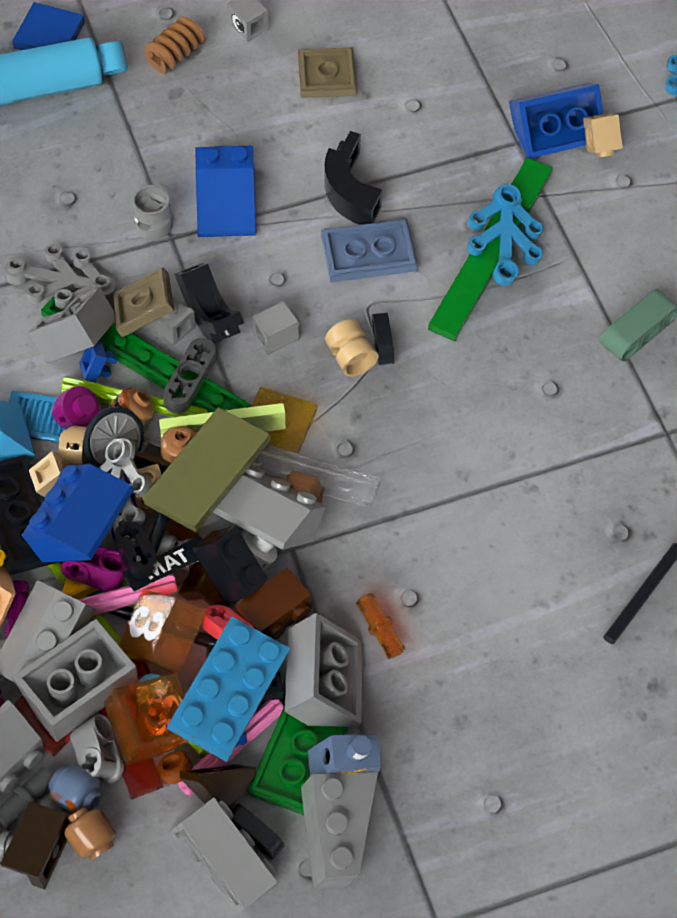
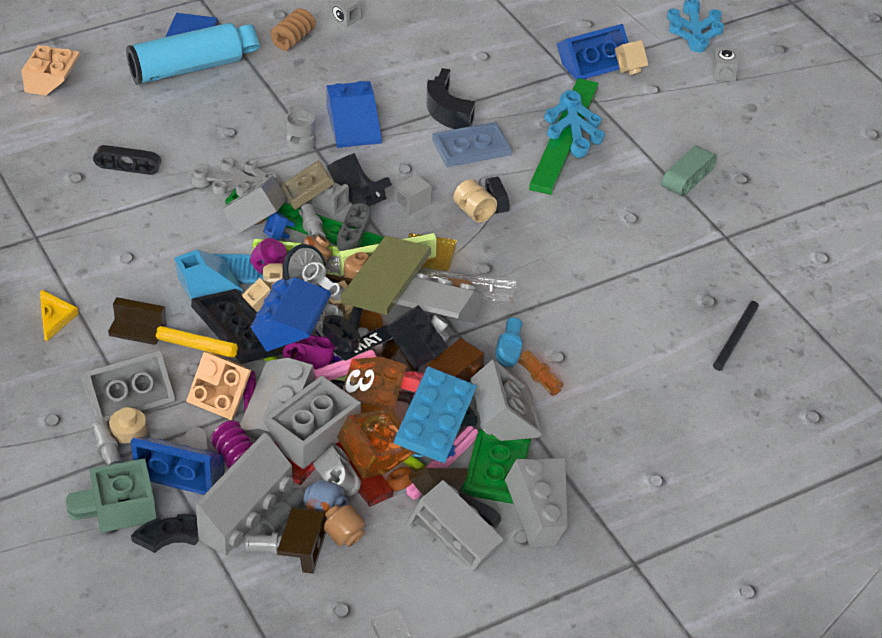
camera: 10 degrees left, 15 degrees down
(138, 363) = (311, 222): none -> light grey pin
(326, 72) = (412, 40): dark tan tile -> none
(346, 754) = (538, 445): sand blue torso -> none
(350, 577) = (510, 343): none -> dark azure arm

